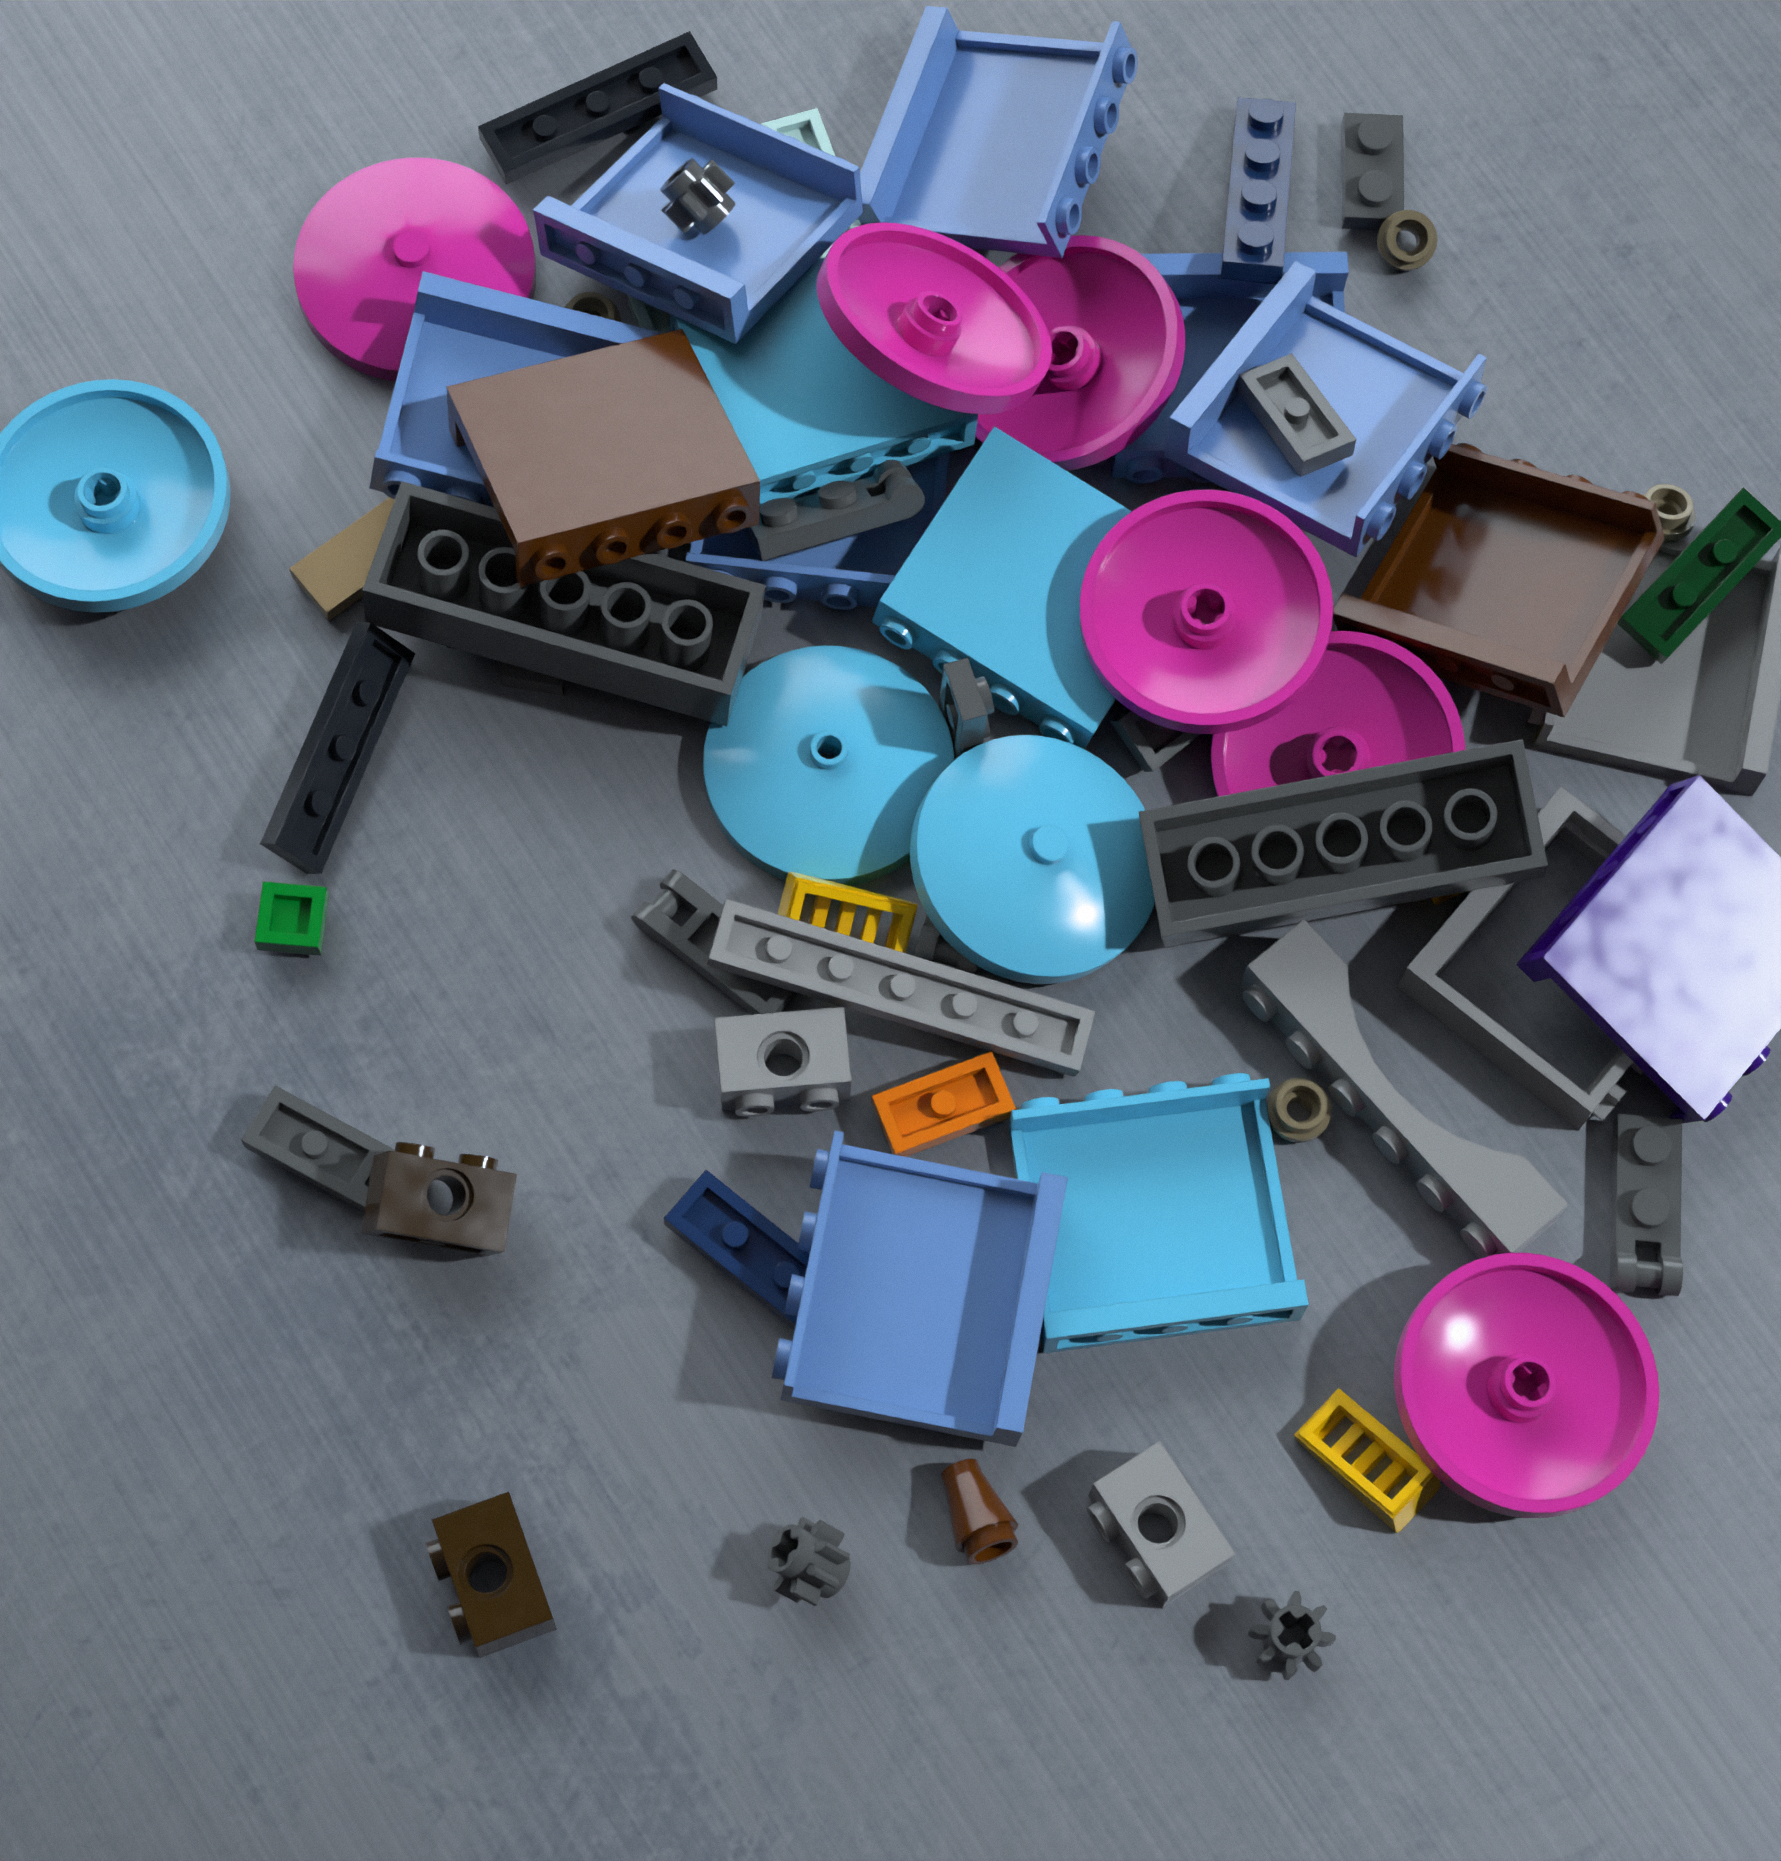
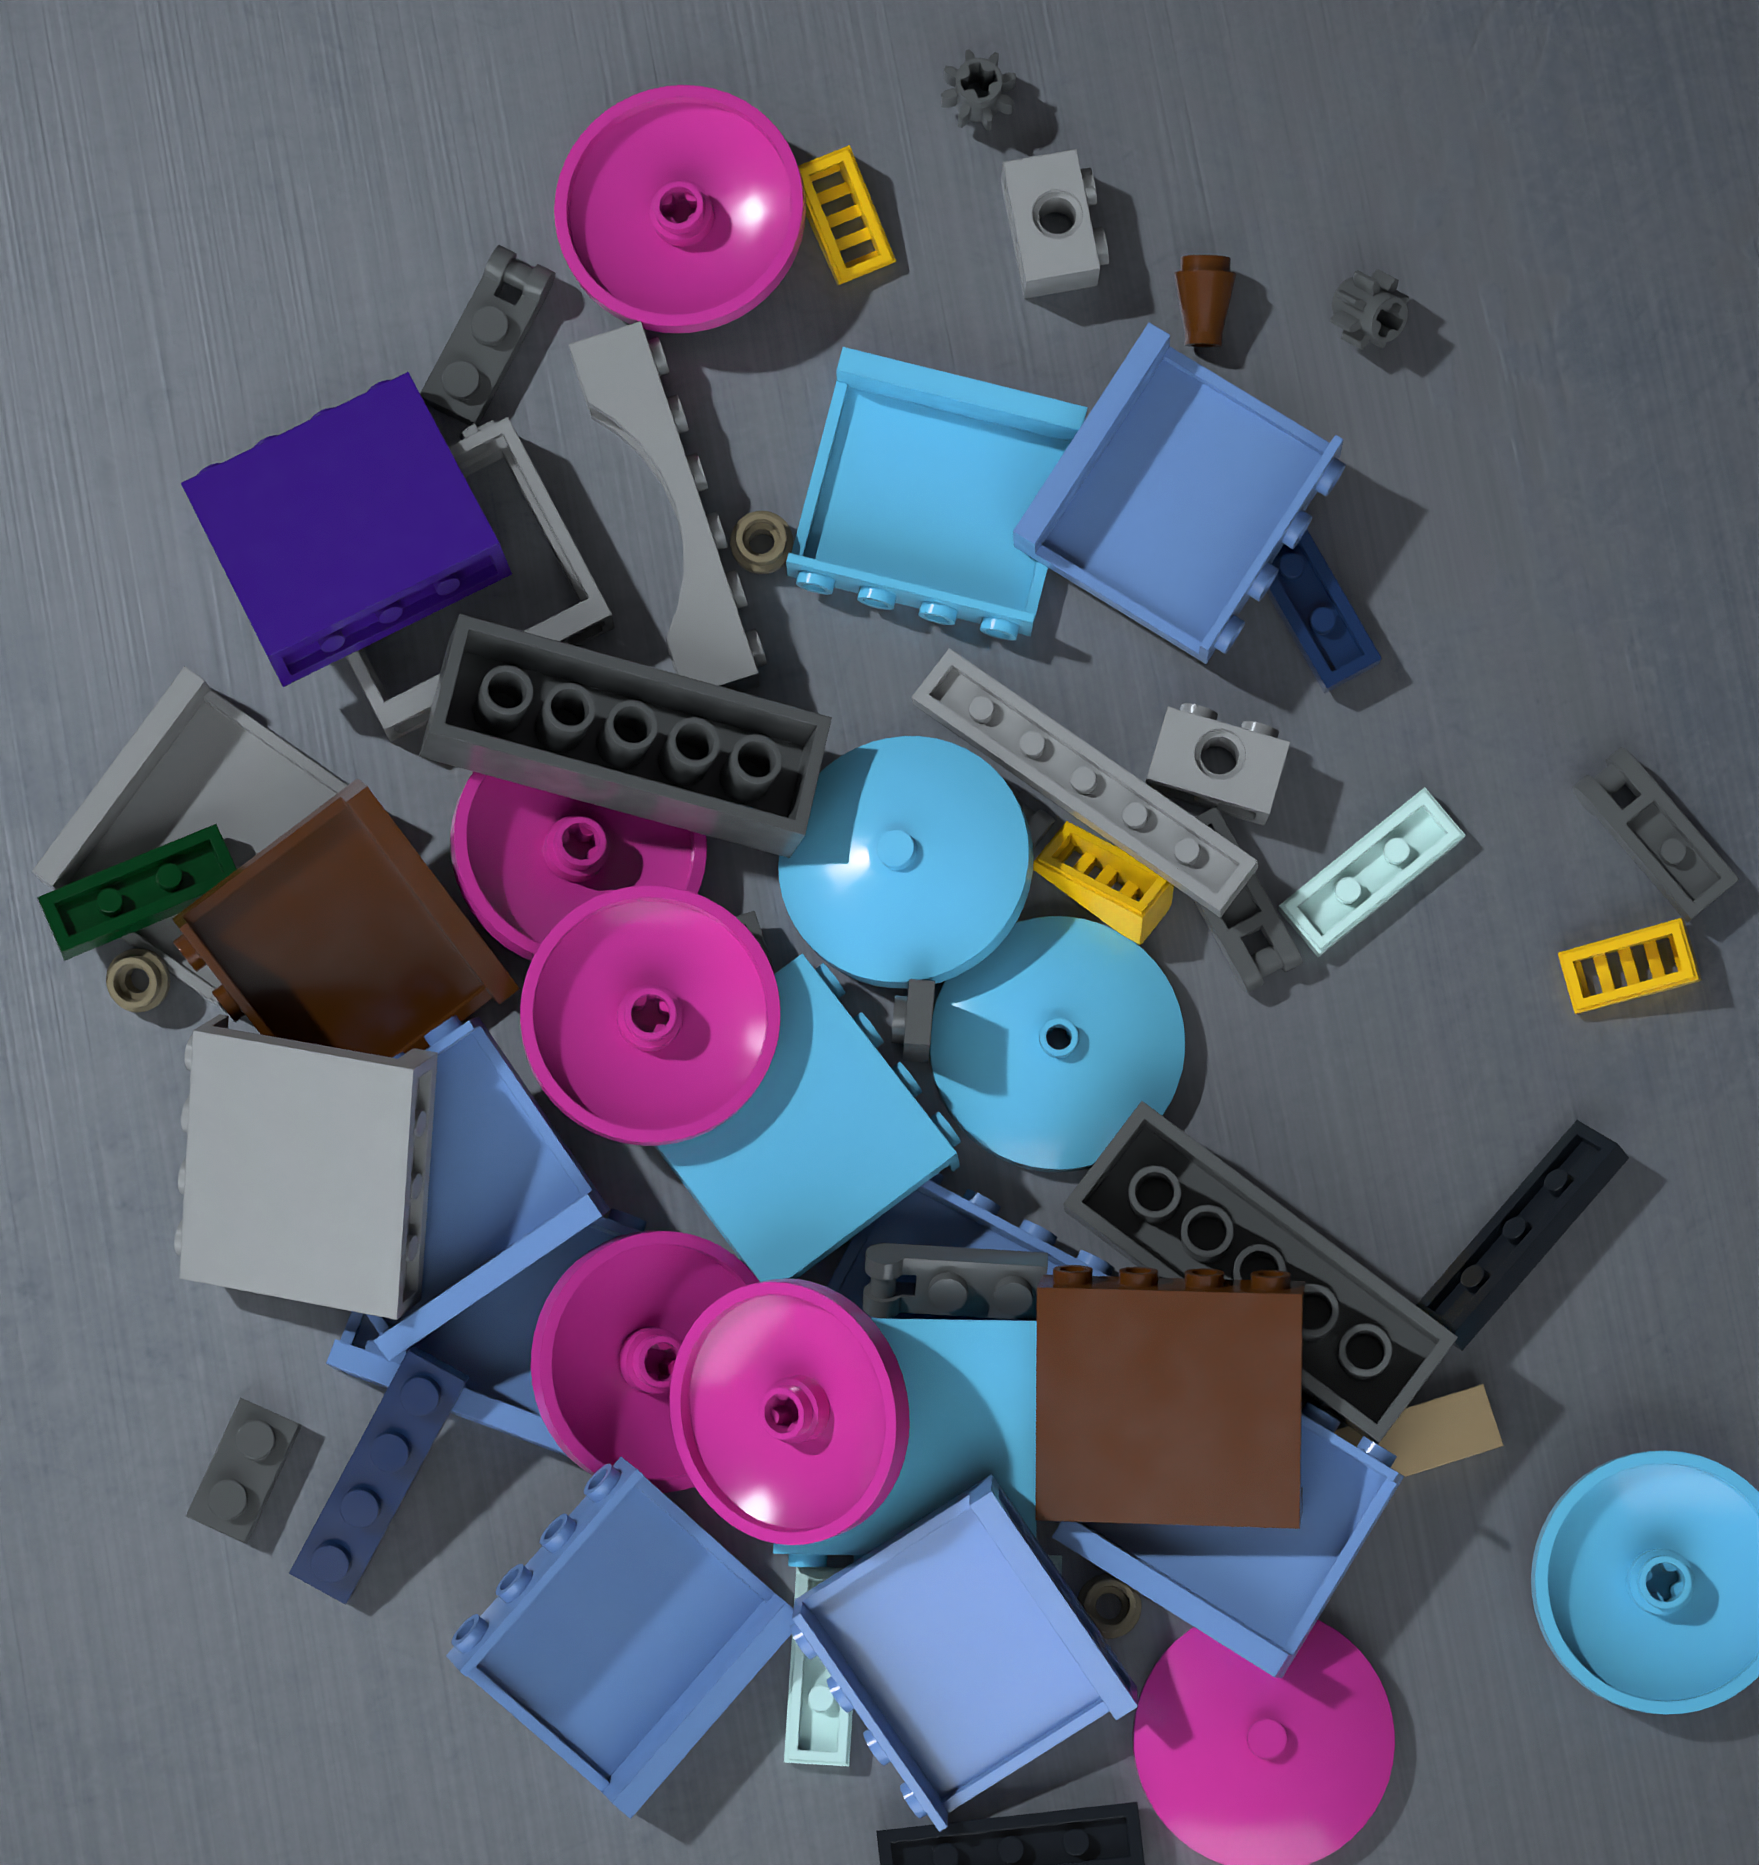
camera: 155 degrees left, 10 degrees up
(291, 918) = (1620, 1081): green plate -> none
(329, 1048) = (1682, 951): none -> yellow slope
(400, 1208) = (1562, 715): dark brown brick -> none
(490, 1534) = (1630, 439): dark brown brick -> none
(597, 1027) = (1371, 872): none -> light aqua tile
(697, 196) = (964, 1659): dark grey gear -> none
(943, 1105) = (1086, 668): orange plate -> none
(1296, 415) = (469, 1187): plate -> none
(1420, 227) = (251, 1357): dark tan plate -> none
(1438, 369) = (306, 1170): none -> light grey panel

